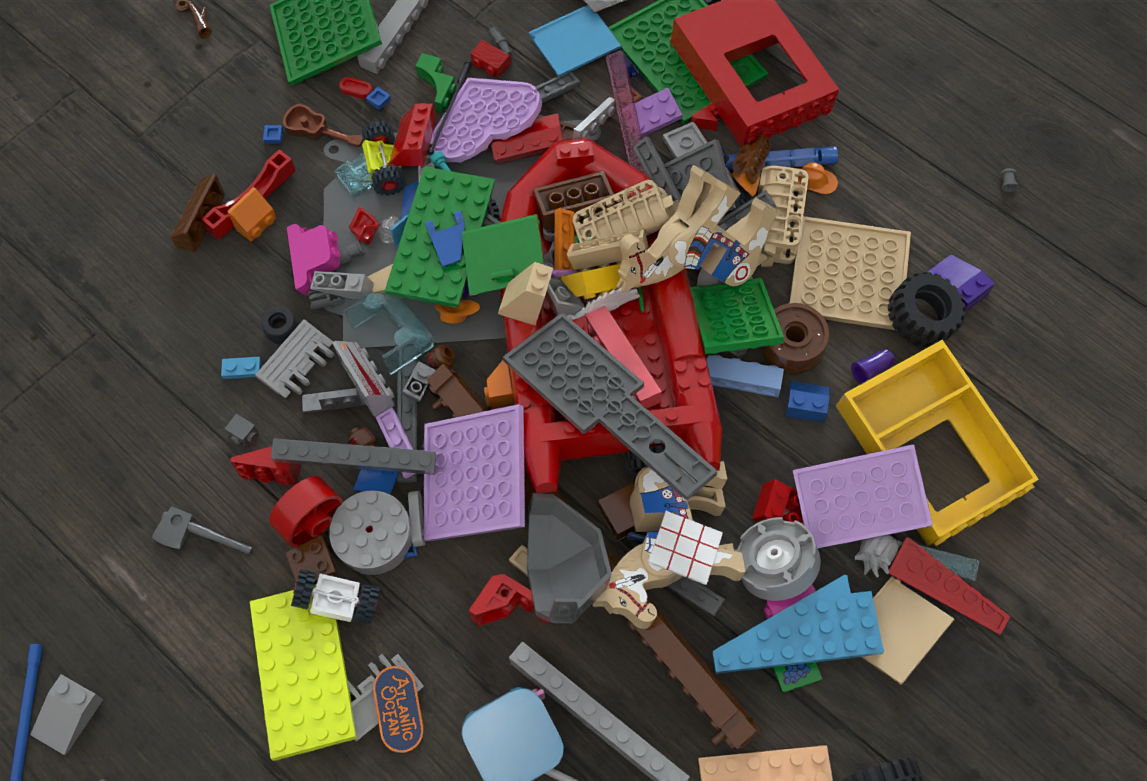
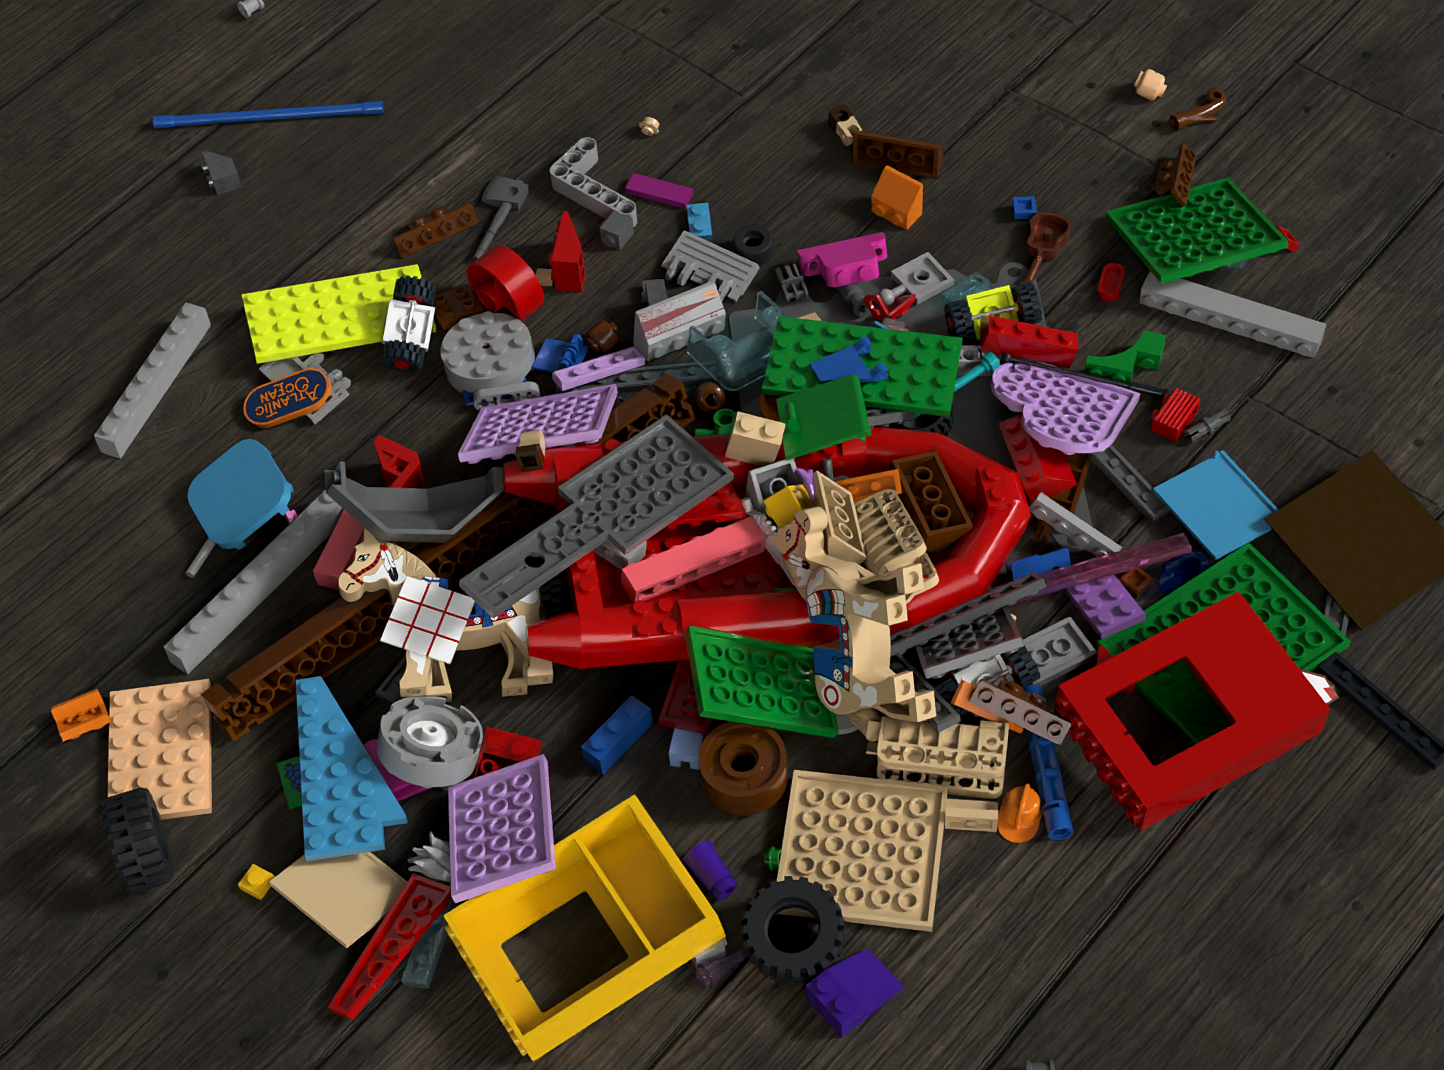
camera: 90 degrees right, 10 degrees down
(65, 714) = (312, 140): light grey slope -> none
(120, 405) = (649, 126): none -> tan plate
(157, 251) = (844, 124): none -> leg
(162, 42) = (1150, 84): none -> light nougat head
(185, 454) = (569, 180): none -> light grey beam
(198, 399) = (659, 190): none -> magenta tile
(205, 589) = (434, 227): none -> reddish brown bracket
(263, 36) = (1177, 175): none -> reddish brown bracket
(274, 173) = (963, 213): red arch -> none
(282, 489) = (544, 277): none -> tan piece
(340, 215) = (907, 276): none -> light grey plate
(342, 284) = (797, 288): light grey slope -> none
(353, 456) = (562, 314): dark grey brick -> none
(378, 98) = (1093, 304): blue plate -> none
(417, 382) = (659, 366): flat silver slope -> none
(477, 352) = (722, 423): none -> green piece
(536, 456) = (531, 447): none -> dark brown leg
(563, 645) = (339, 551): none -> coral brick
(618, 143) = (1038, 564): none -> blue piece
(738, 369) = (680, 705): none -> dark red plate
(759, 428) = (617, 735): none -> blue brick
(807, 402) = (663, 791): blue slope -> none
(819, 203) = (971, 815): none -> tan panel
(860, 326) = (772, 859): none -> green plate
(891, 701) = (256, 882): none -> yellow plate

